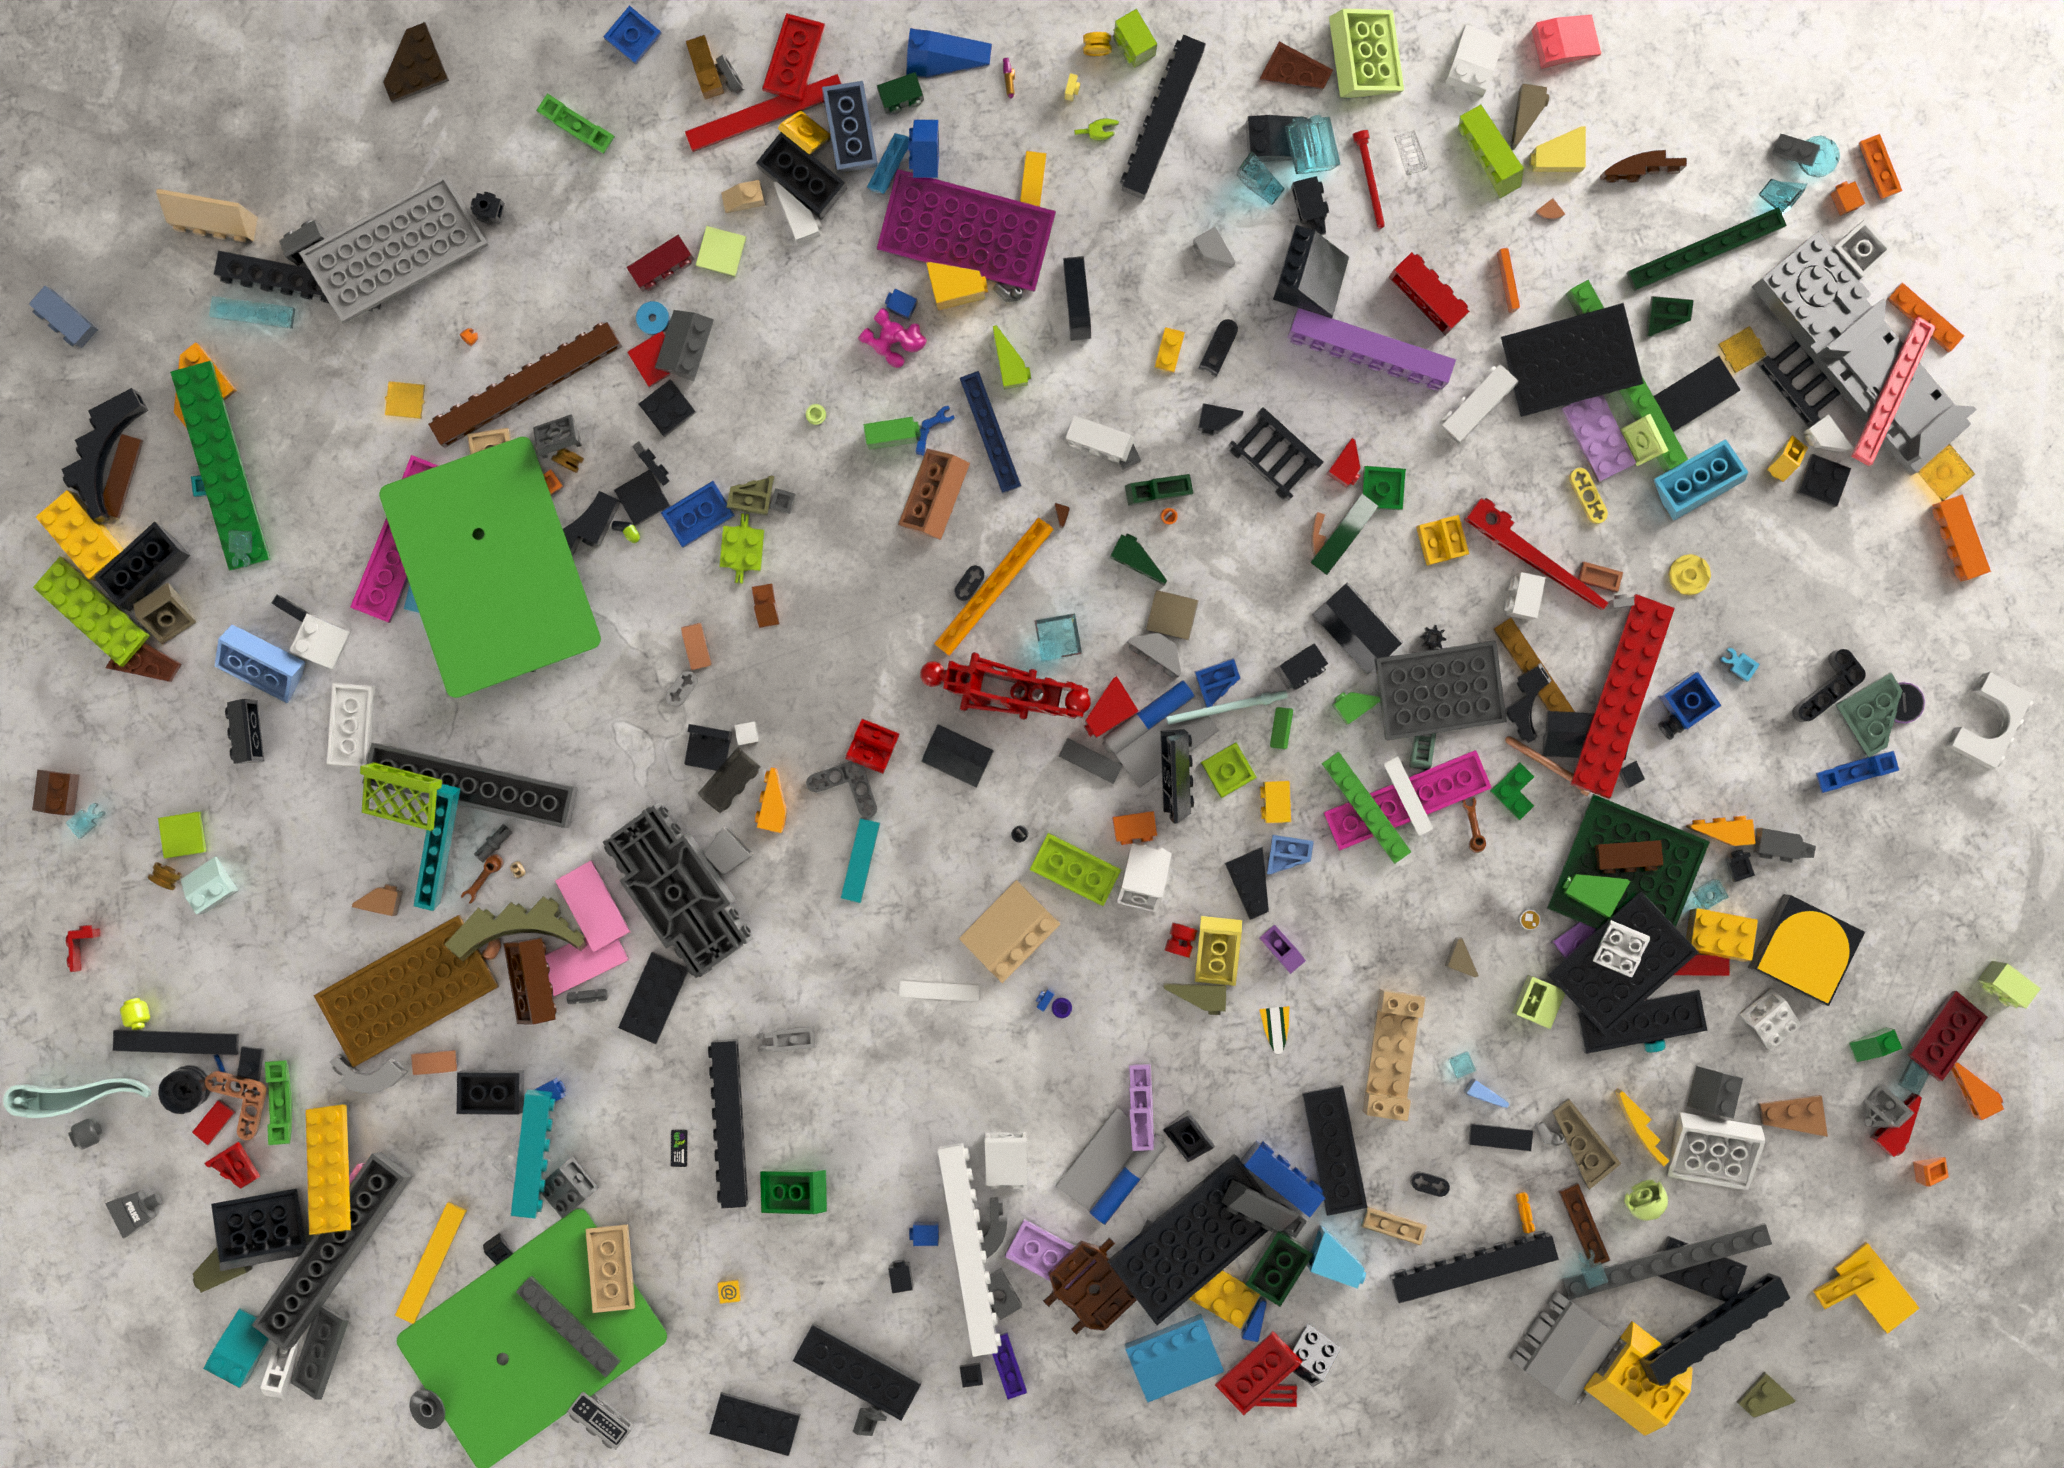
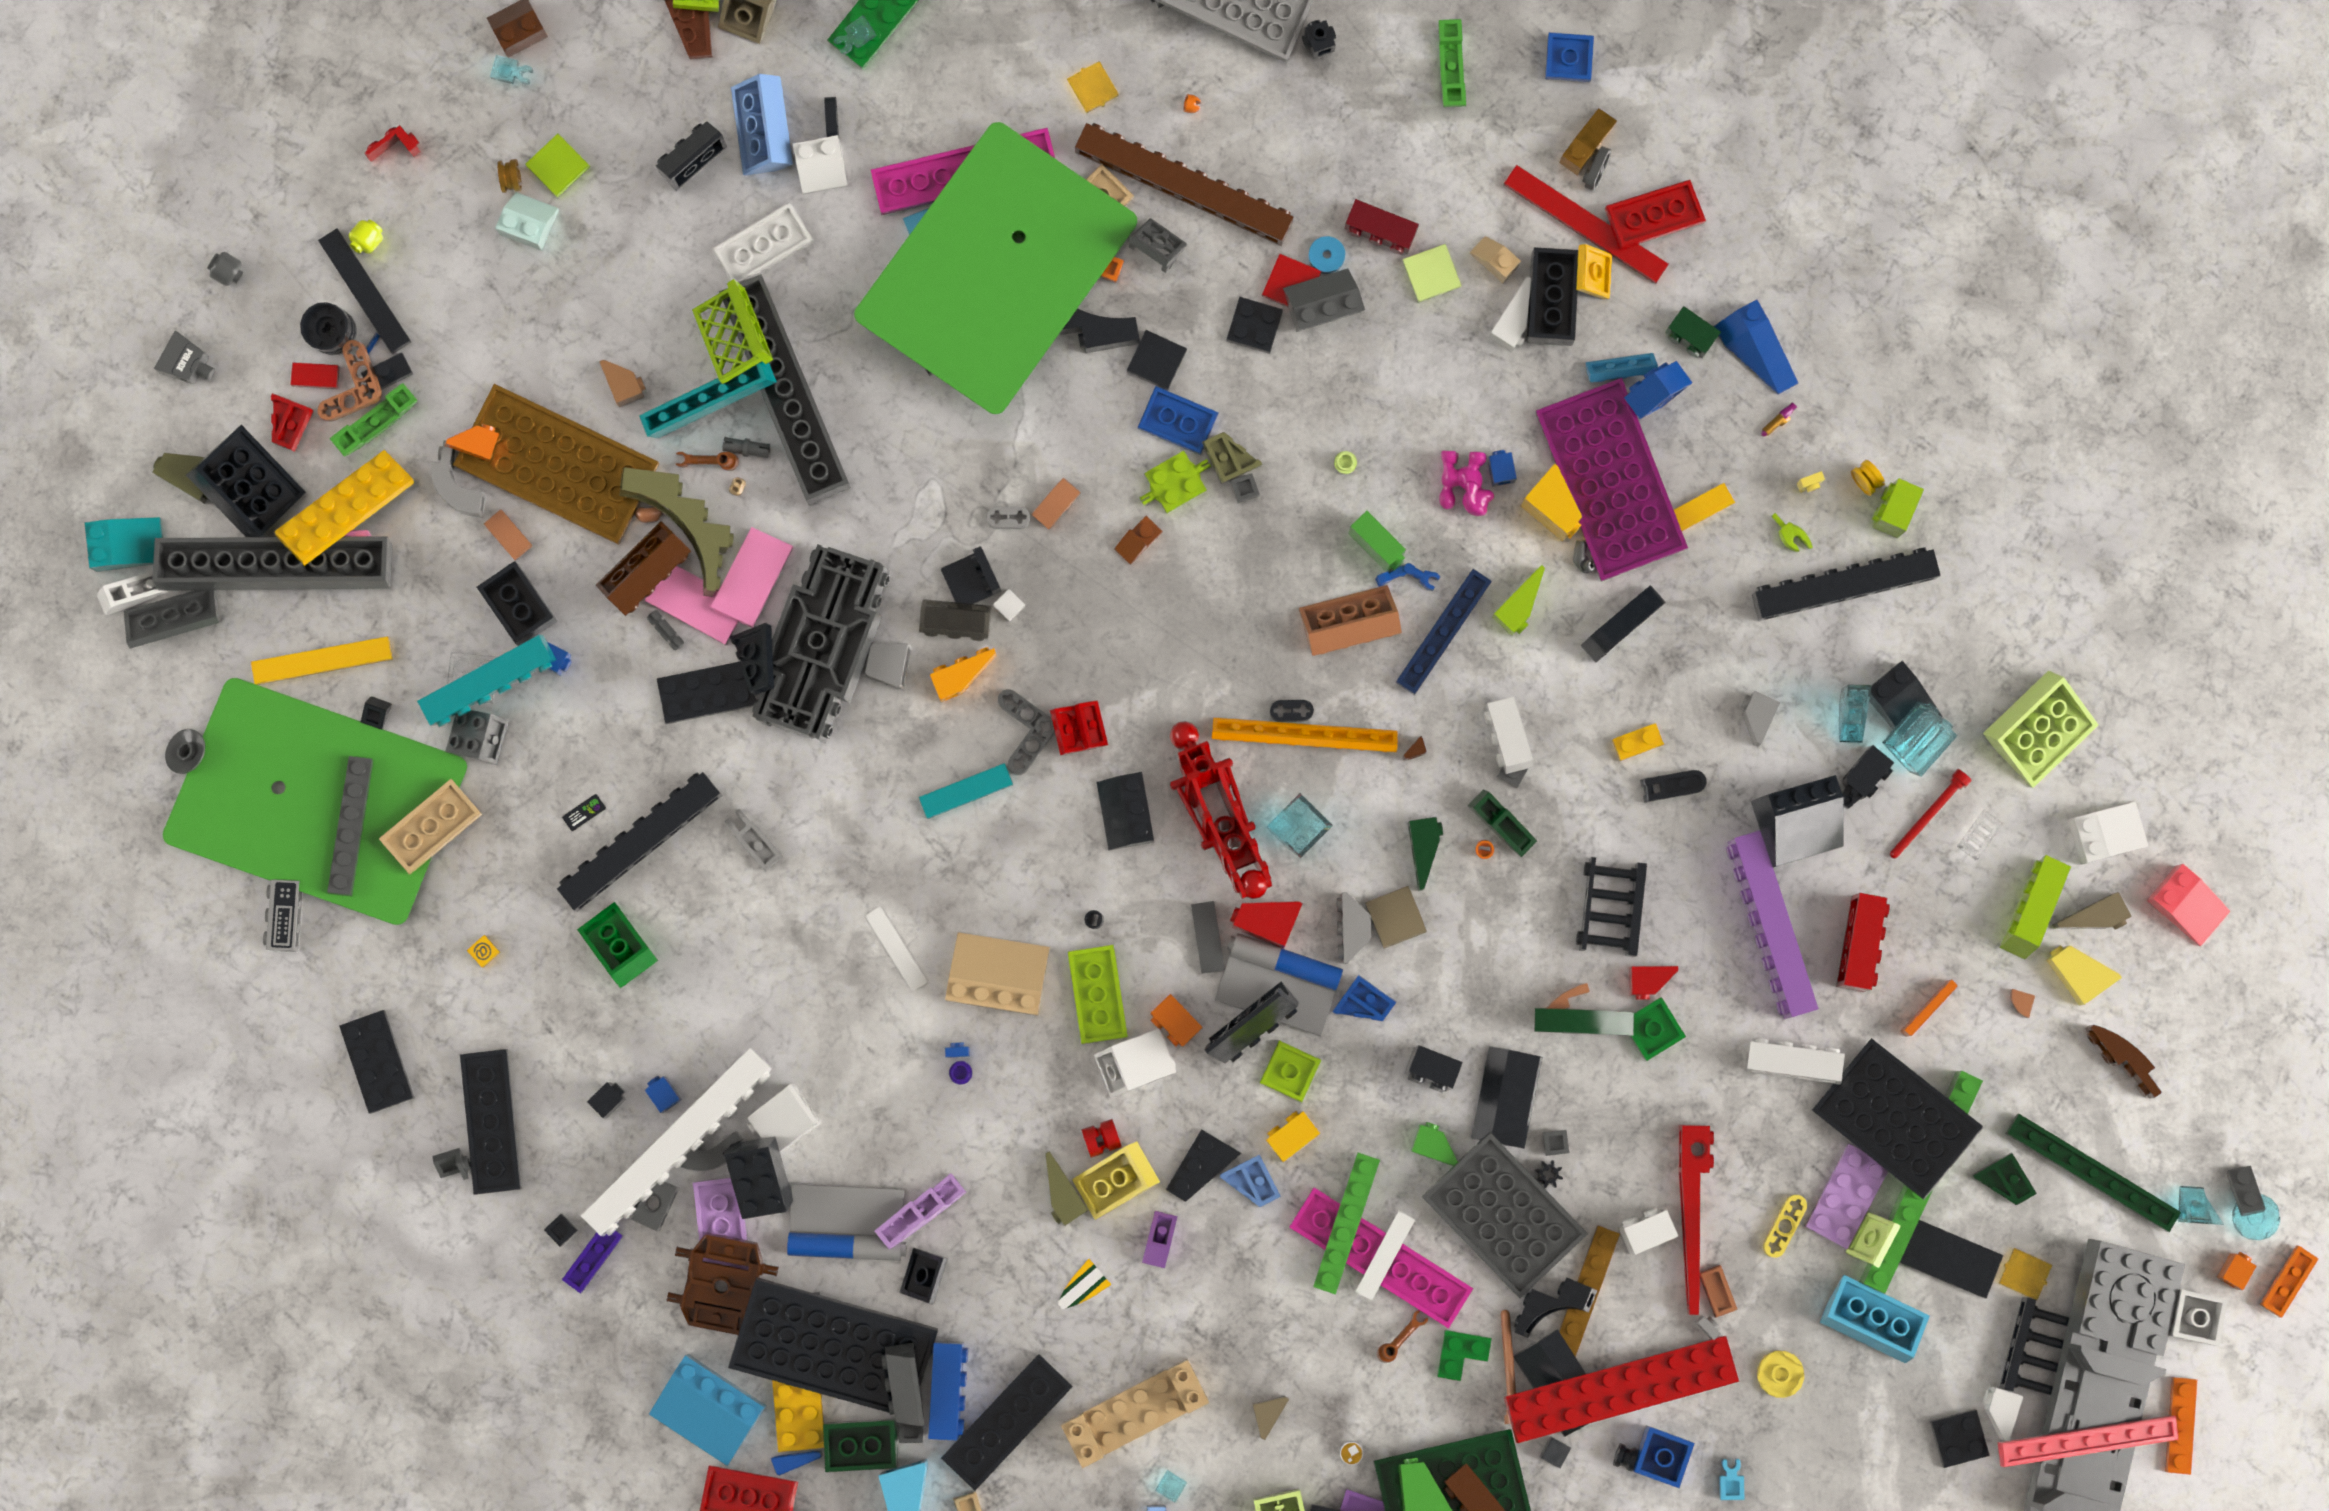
camera: 50 degrees right, 5 degrees down
(42, 1102) = (231, 214): light aqua animal -> none
(347, 1039) = (475, 441): none -> orange slope
(572, 460) = (1146, 271): pearl gold wheel -> none
(627, 529) = (1118, 368): arm -> none
(648, 458) = (1196, 339): black wing -> none
(653, 944) = (756, 656): none -> black wing
(849, 127) = (1628, 308): sand blue brick -> none
(1035, 1207) = (758, 1177): none -> black brick
(1216, 419) = (1605, 830): black slope -> none
(1265, 699) = (1380, 1058): light aqua bar -> none
(1281, 728) = (1364, 1092): bright green slope -> none
(1295, 68) = (1979, 674): copper wing -> none
(1414, 616) = (1555, 1142): none -> dark grey plate
(1419, 764) = (1423, 1246): sand green slope -> none
(1442, 540) = (1645, 1119): yellow slope -> none
(1787, 459) = (1955, 1388): yellow slope -> none

